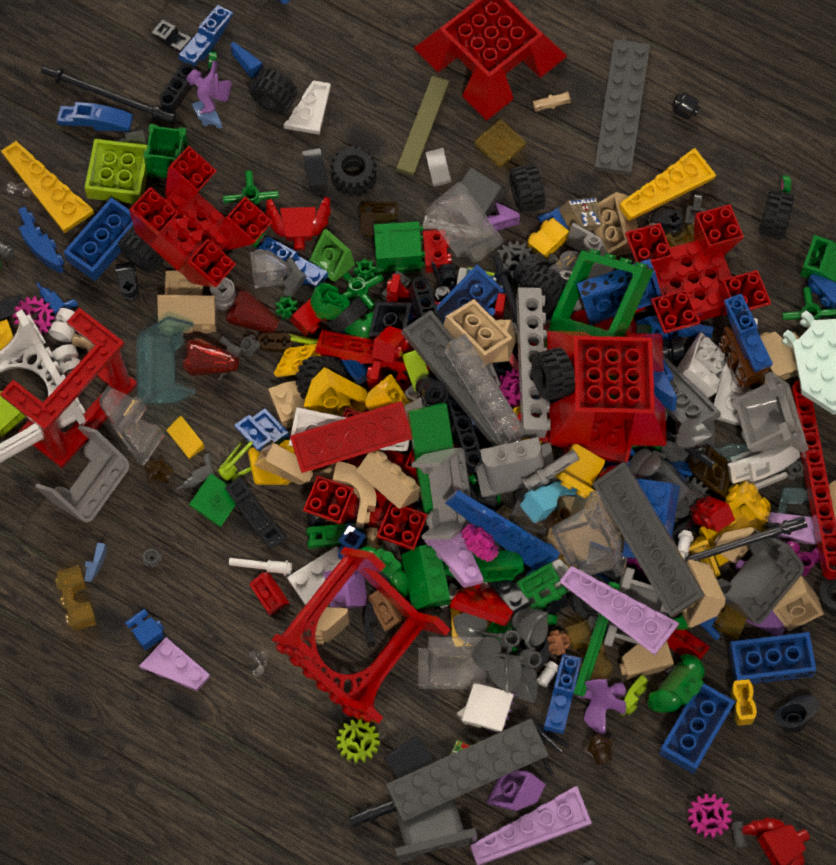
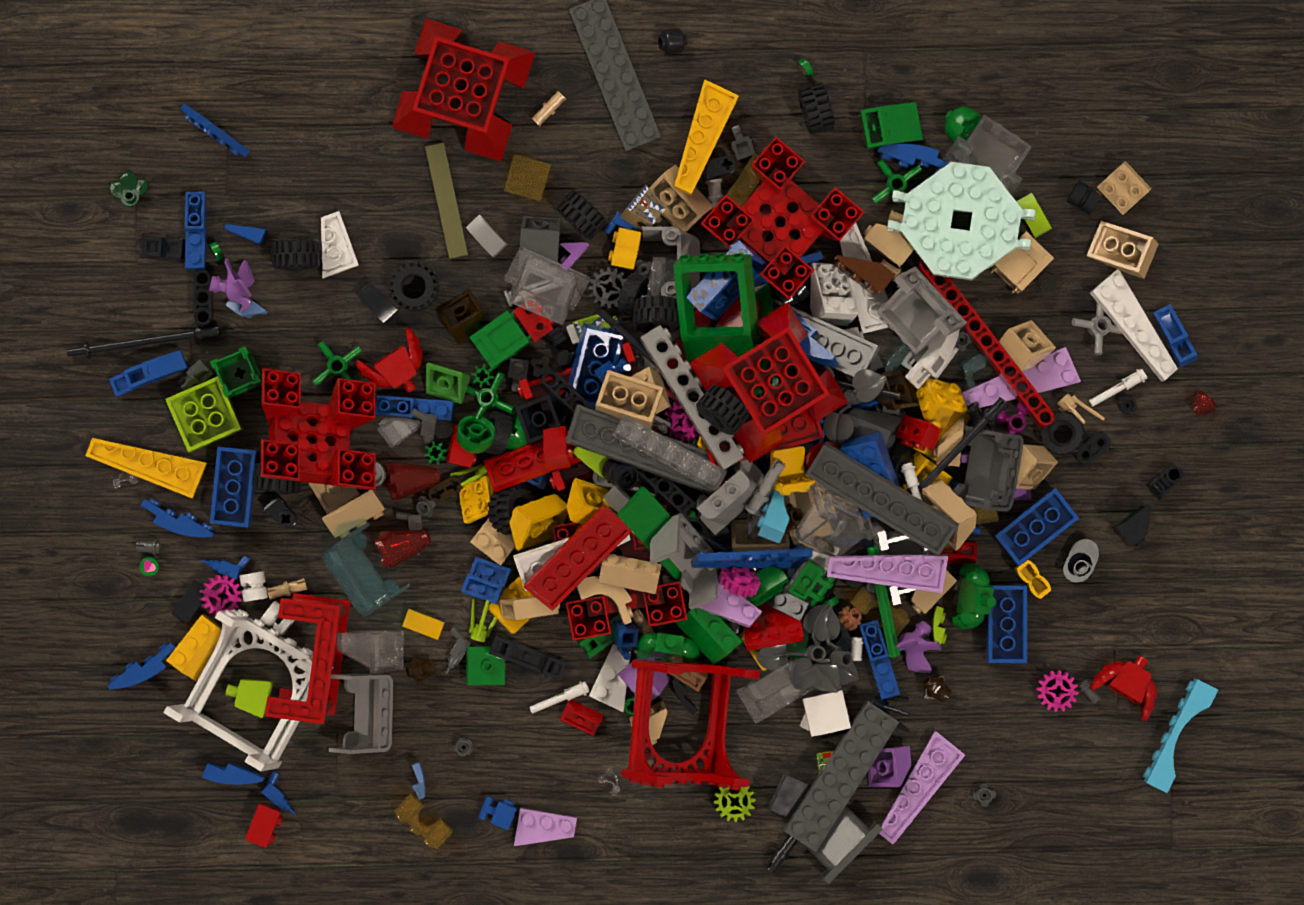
camera: 30 degrees left, 20 degrees up
(746, 333) = (860, 256): blue slope -> none

